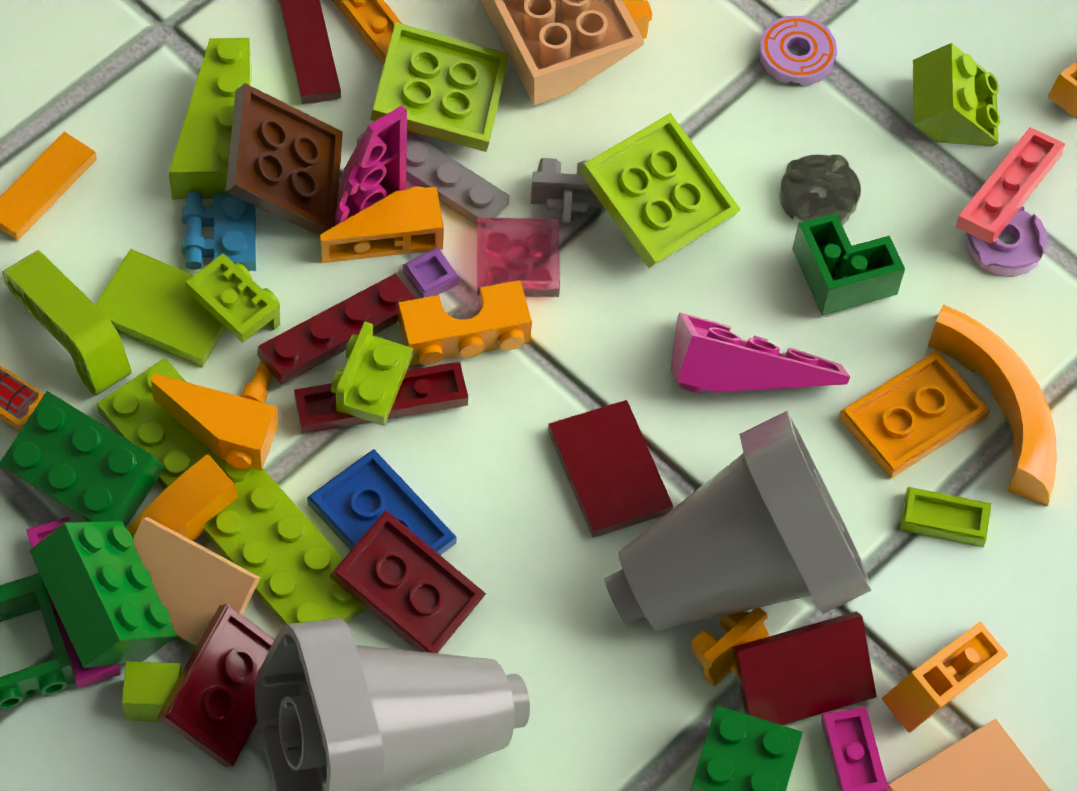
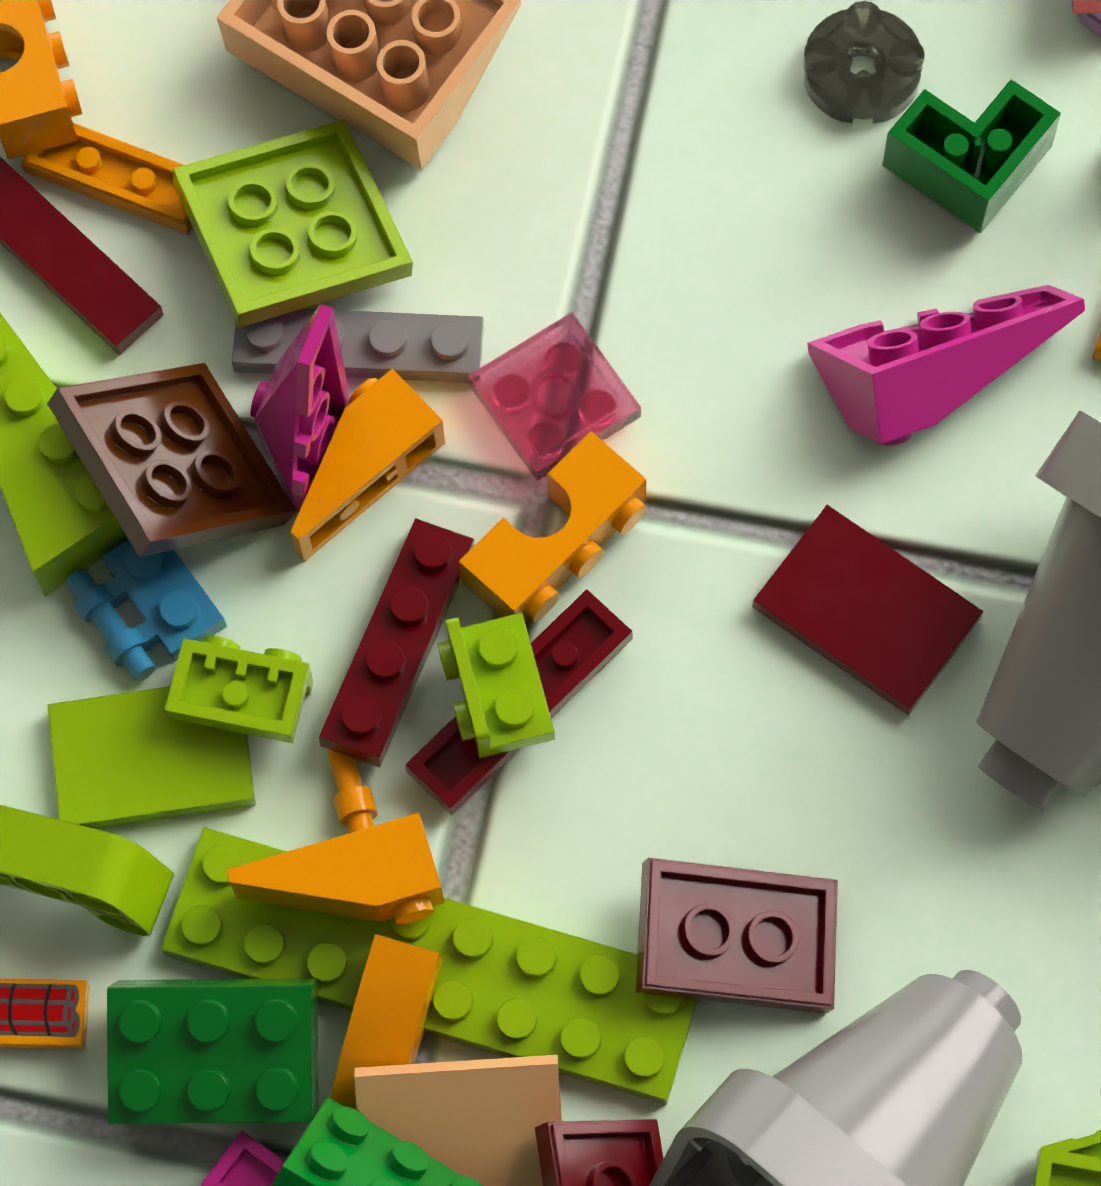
camera: 25 degrees left, 10 degrees up
(363, 492) = (596, 851): blue tile -> none
(430, 274) = (457, 489): medium lavender tile -> none
(561, 190) = (555, 269): light grey hips -> none
(659, 190) = (676, 194): lime plate -> none

